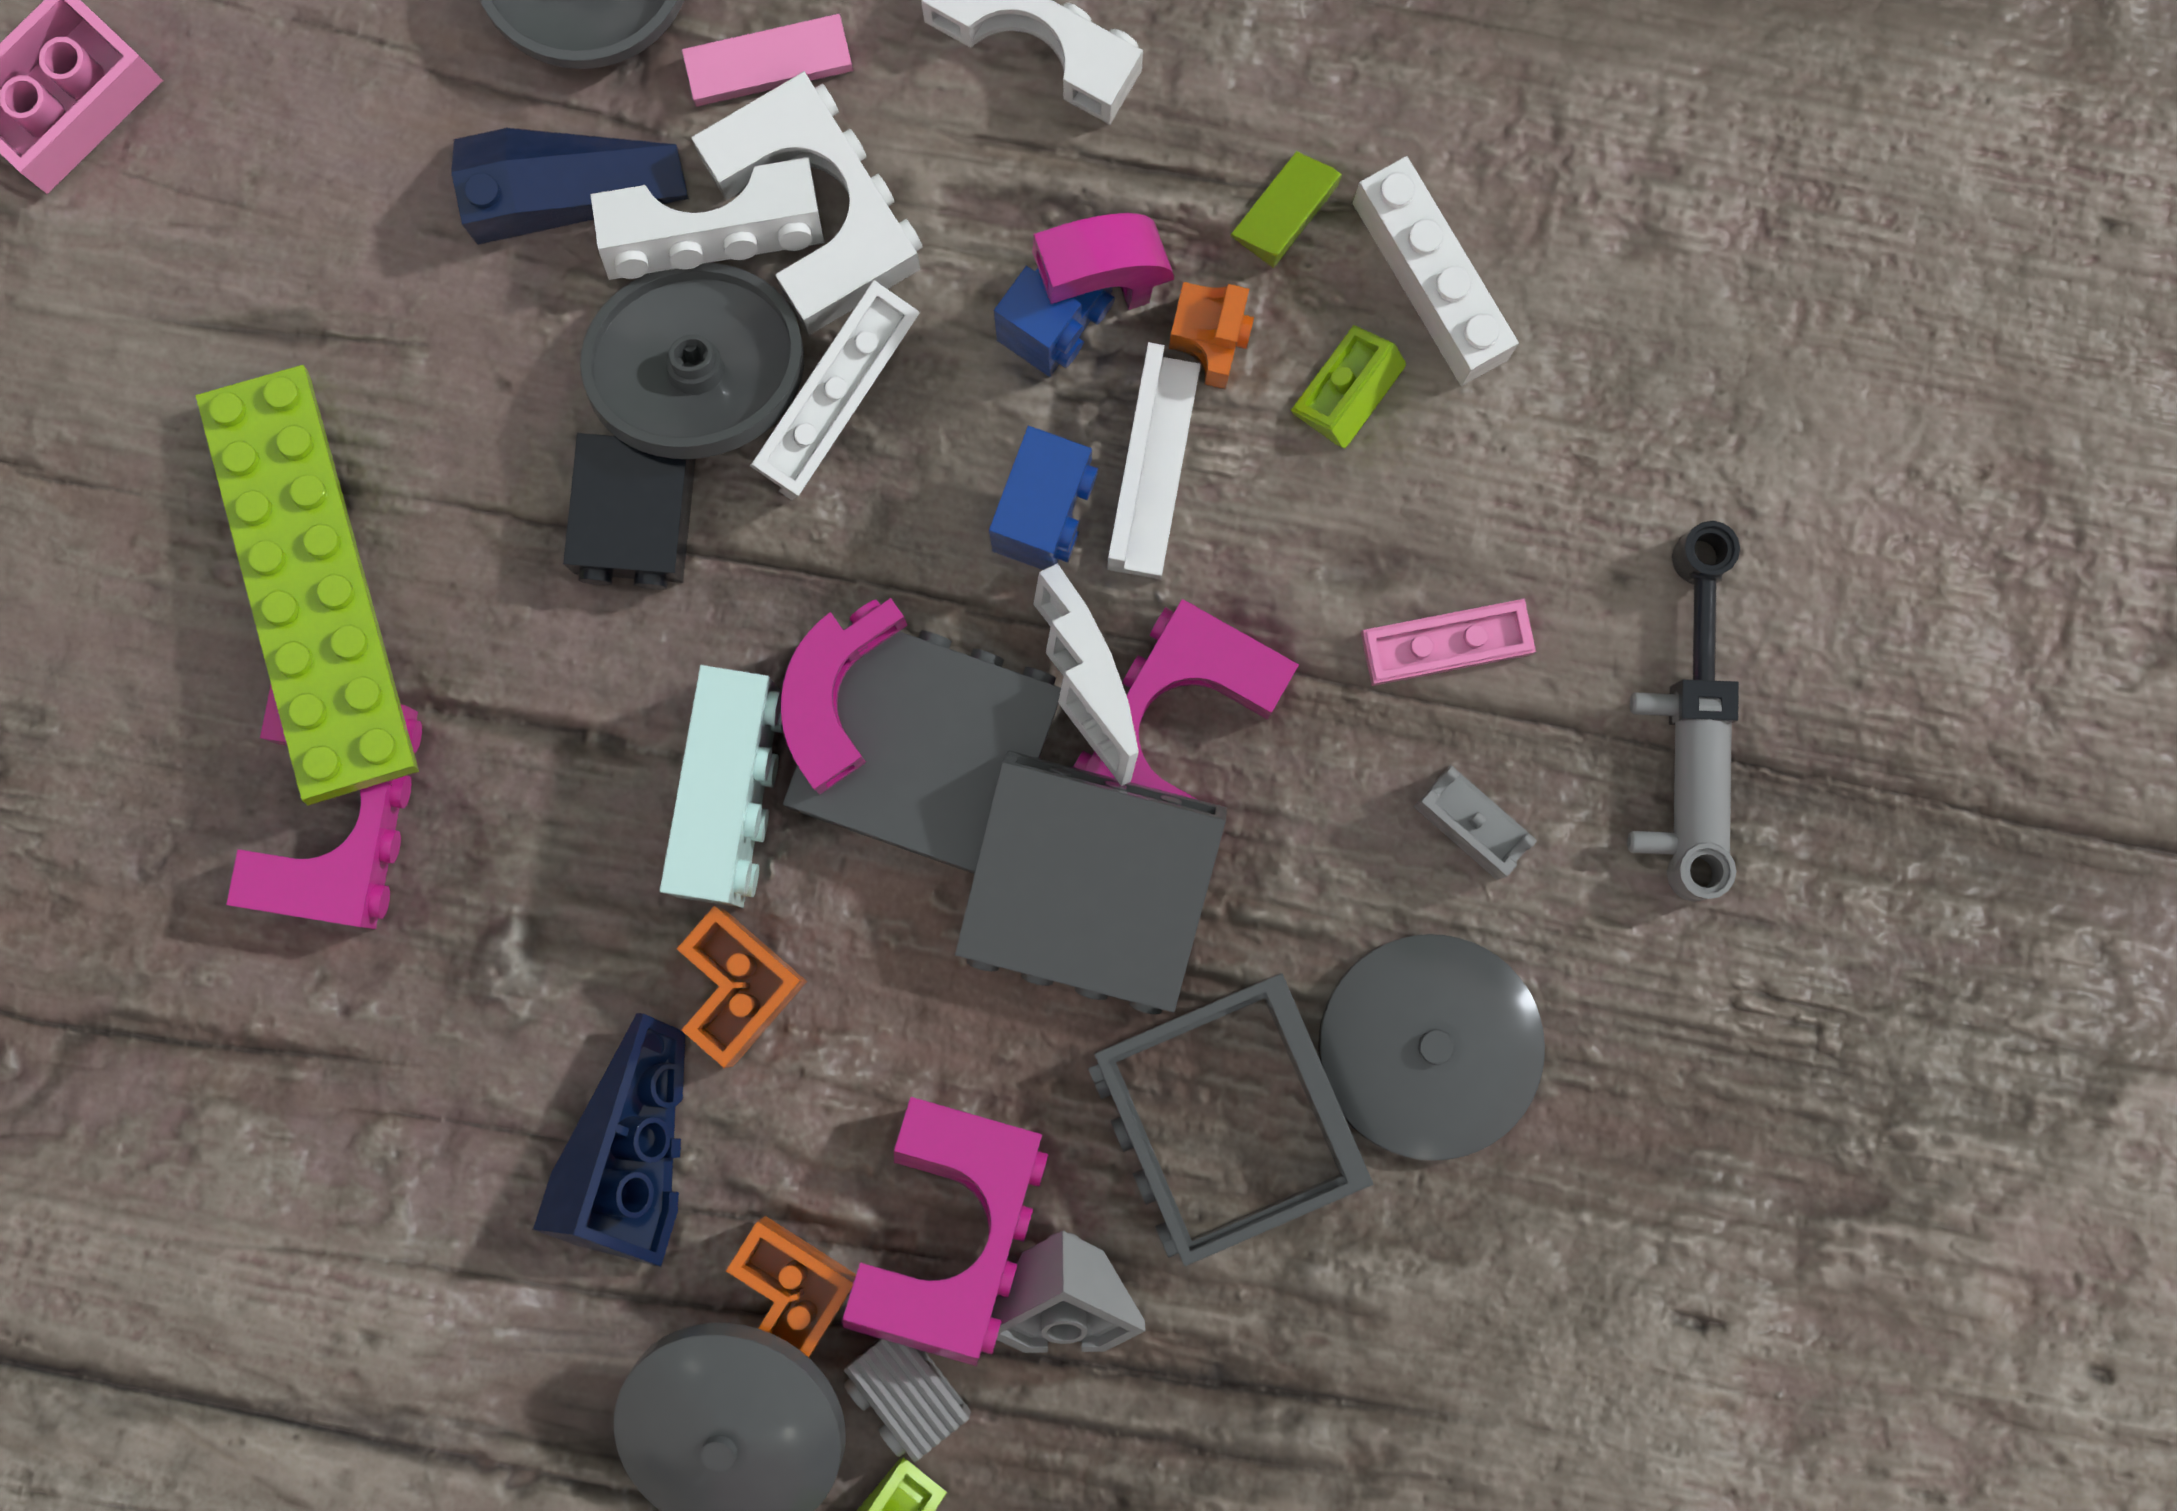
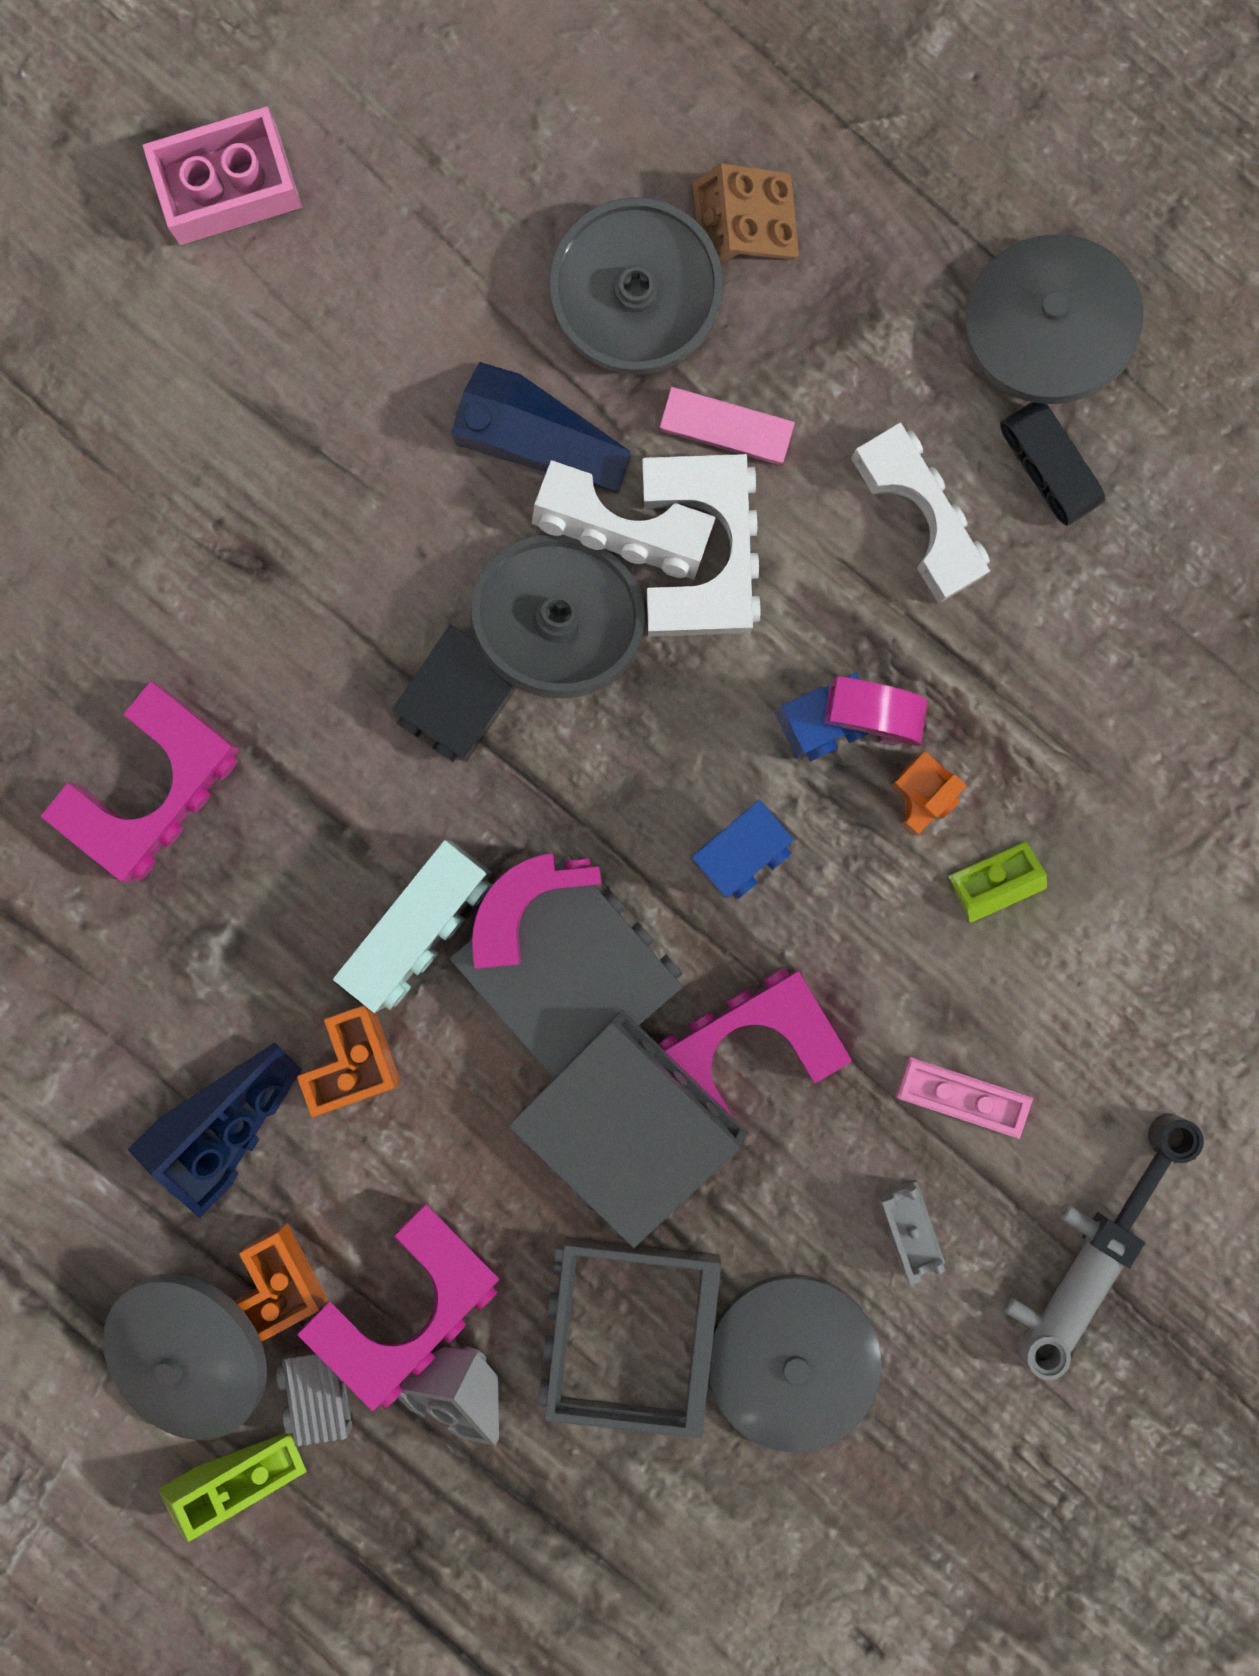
camera: 35 degrees right, 5 degrees up
(306, 585) = (210, 624): lime plate -> none
(834, 389) = (643, 692): white fence -> none
(1091, 684) = (703, 1000): white slope -> none
(1153, 464) = (833, 862): white fence -> none
(1286, 207) = (1027, 733): lime slope -> none
(1434, 271) = (1103, 838): white brick -> none

